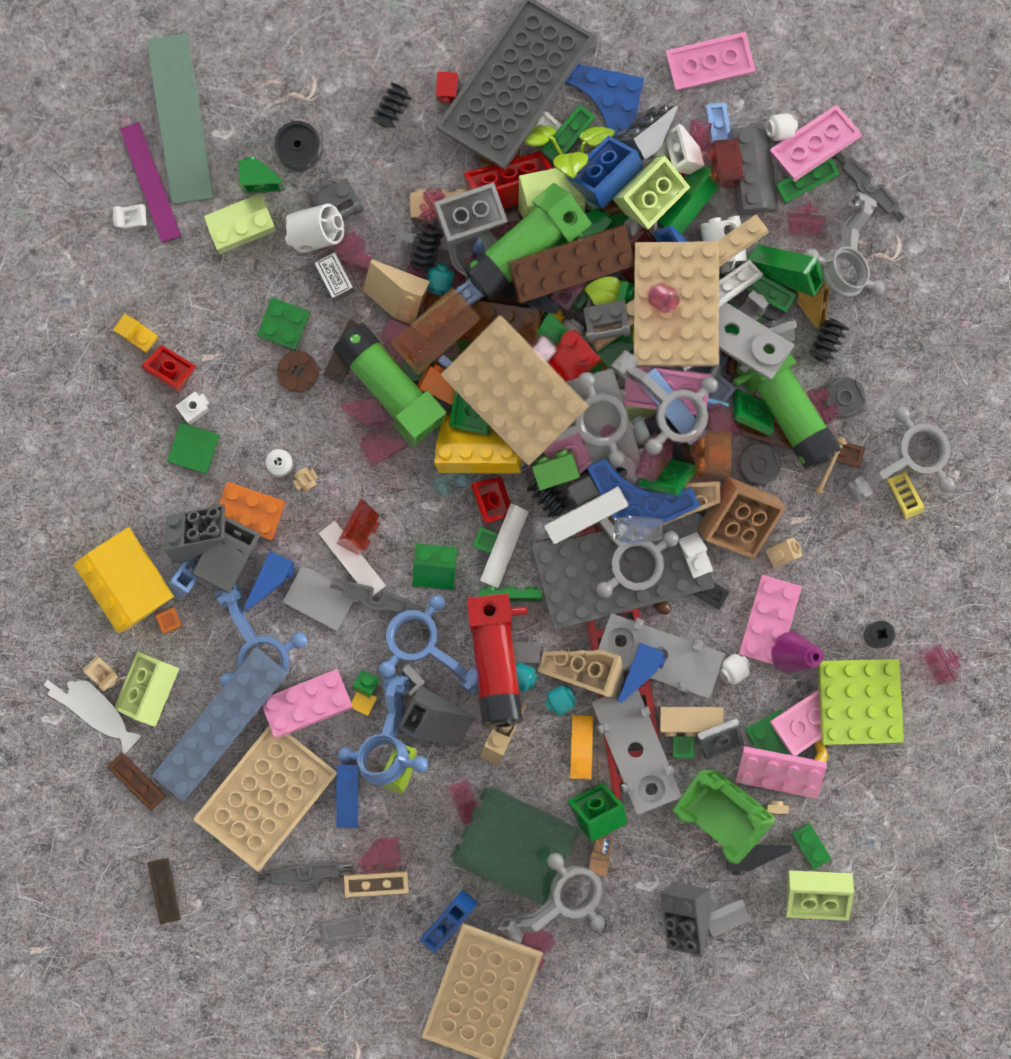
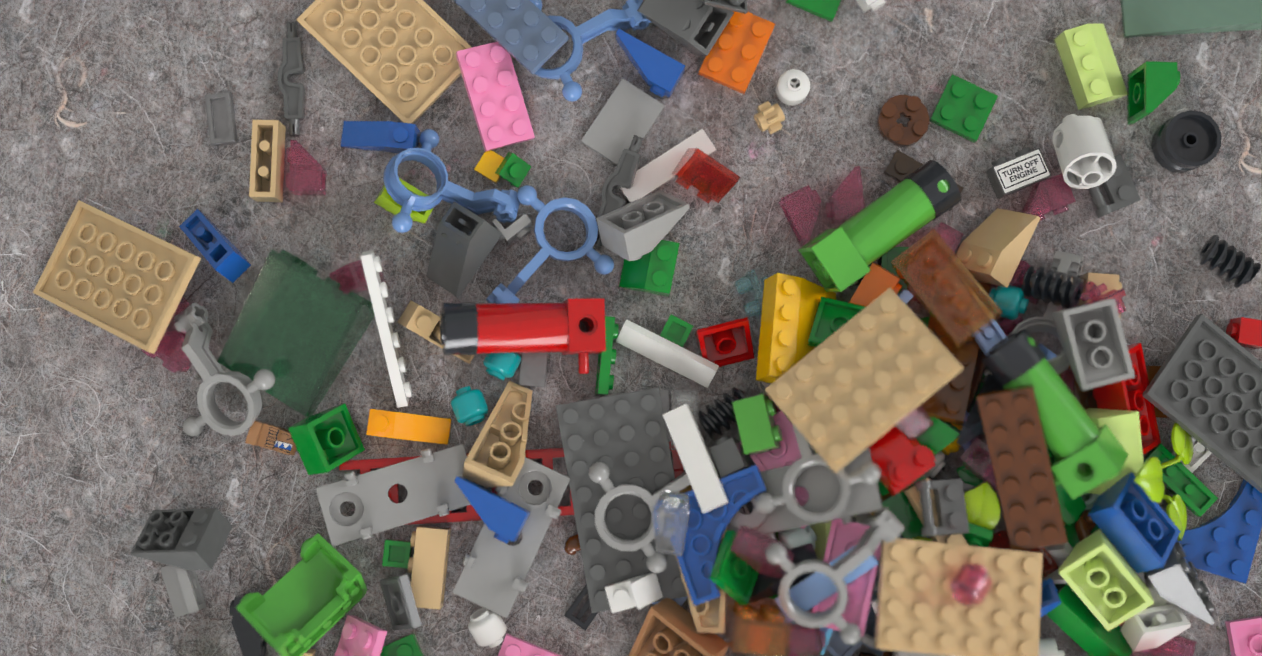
camera: 90 degrees right, 0 degrees up
(402, 575) = (640, 224): none -> light grey slope
(496, 772) = (384, 318): none -> white plate

